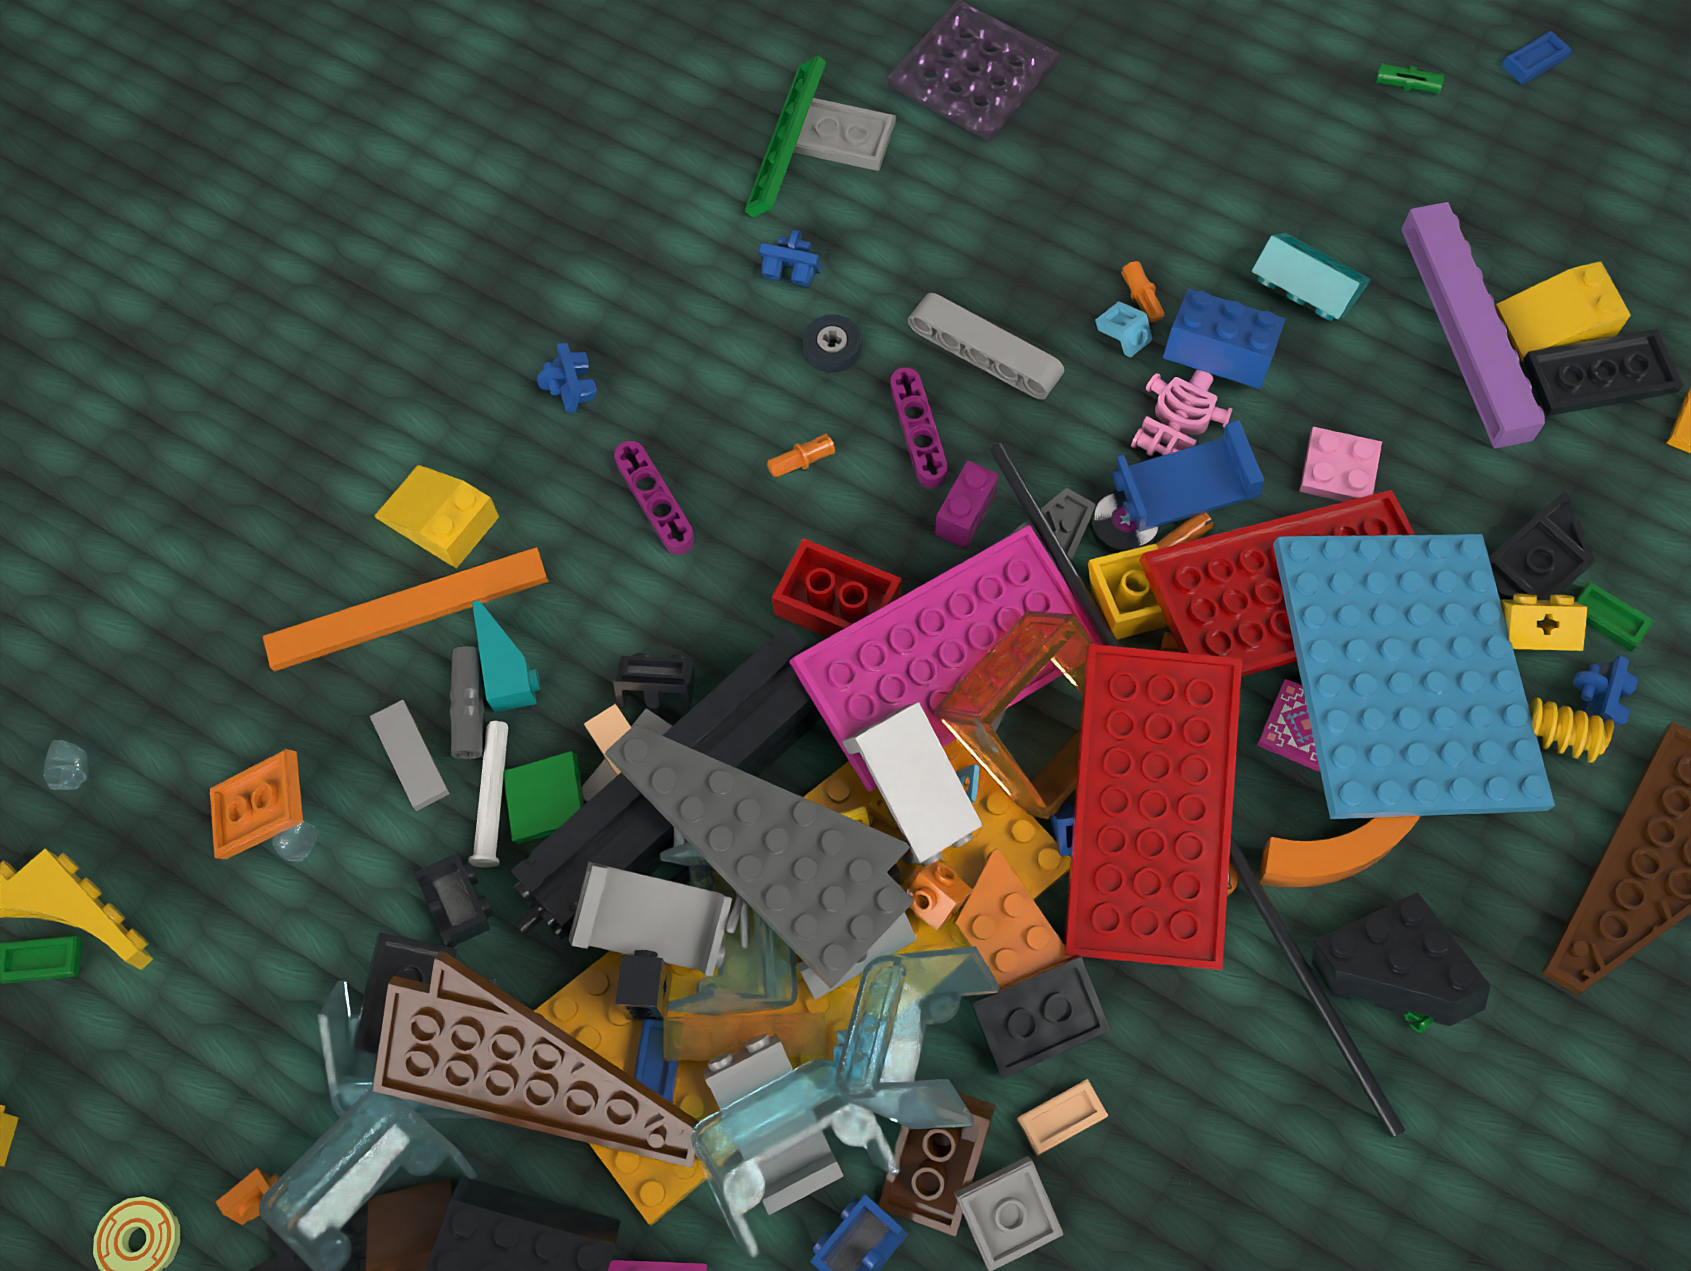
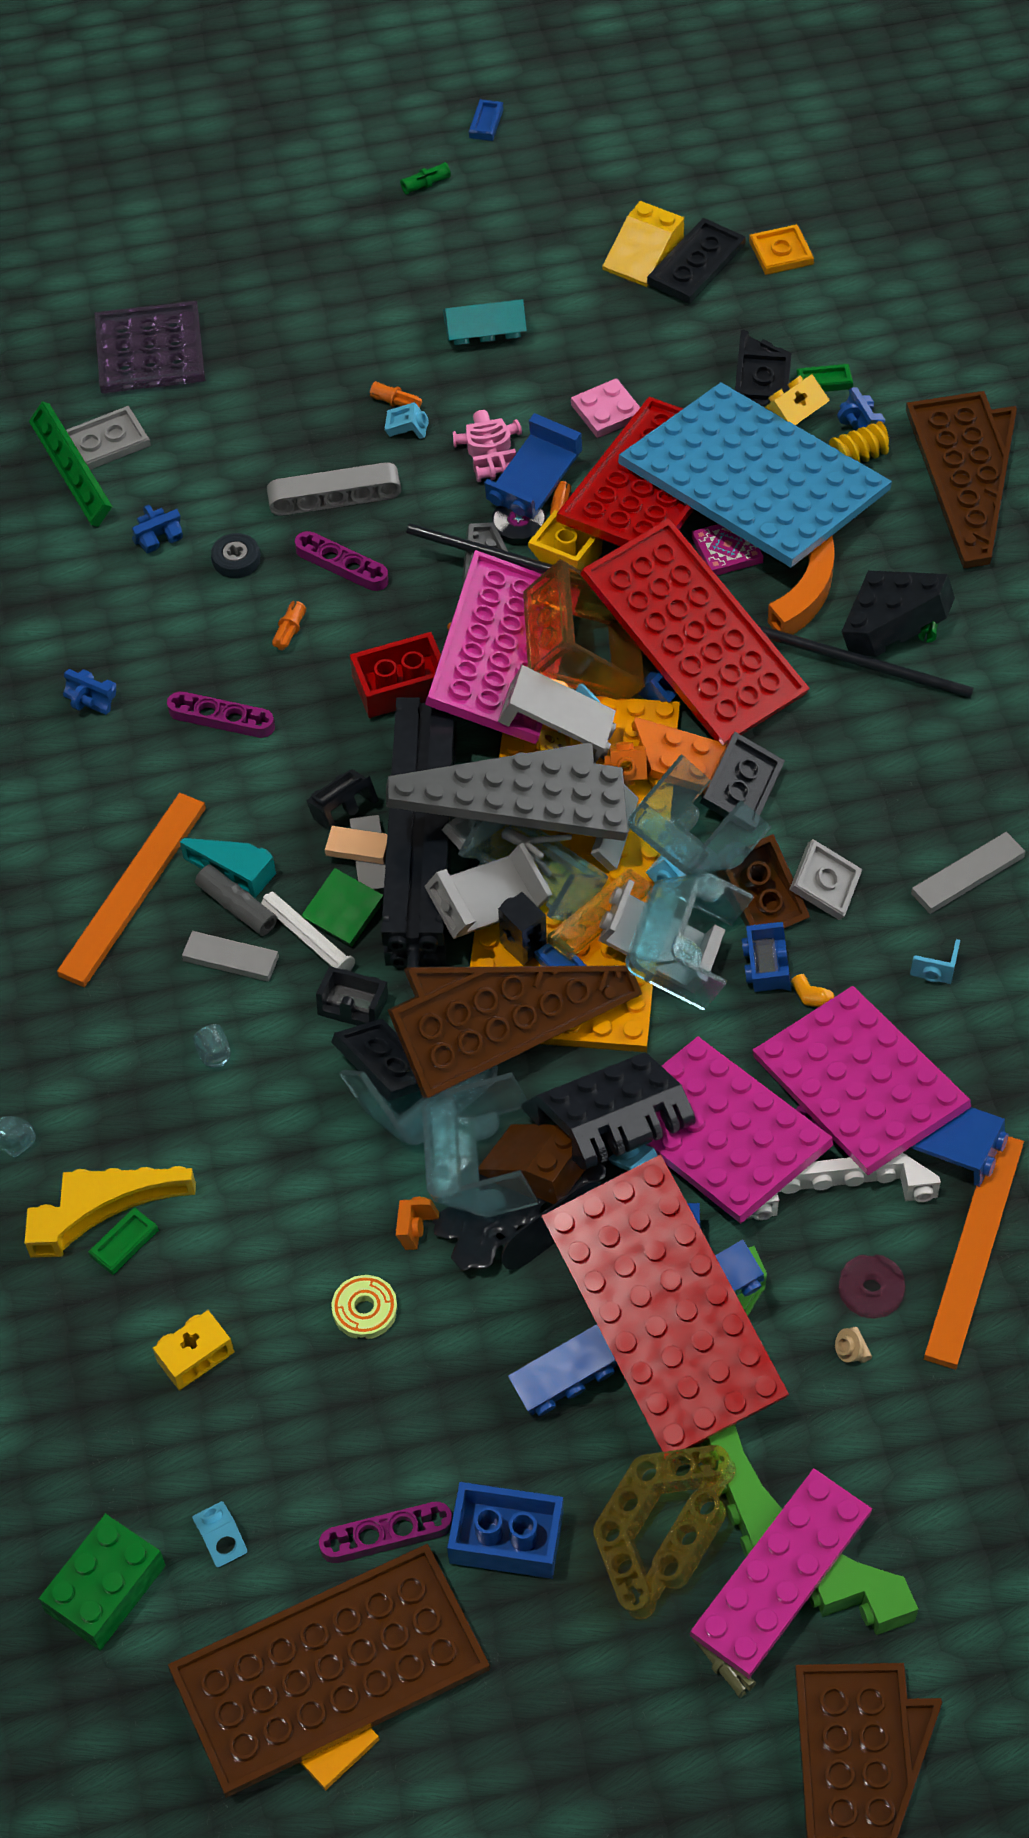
camera: 45 degrees left, 10 degrees down
(256, 804) = (171, 1044): orange tile -> none
(439, 514) = (90, 822): yellow slope -> none
(966, 504) = (420, 575): magenta brick -> none
(1062, 1117) = (803, 821): light nougat tile -> none
(1224, 338) = (473, 384): blue brick -> none
(1472, 326) = (601, 284): medium lavender brick -> none

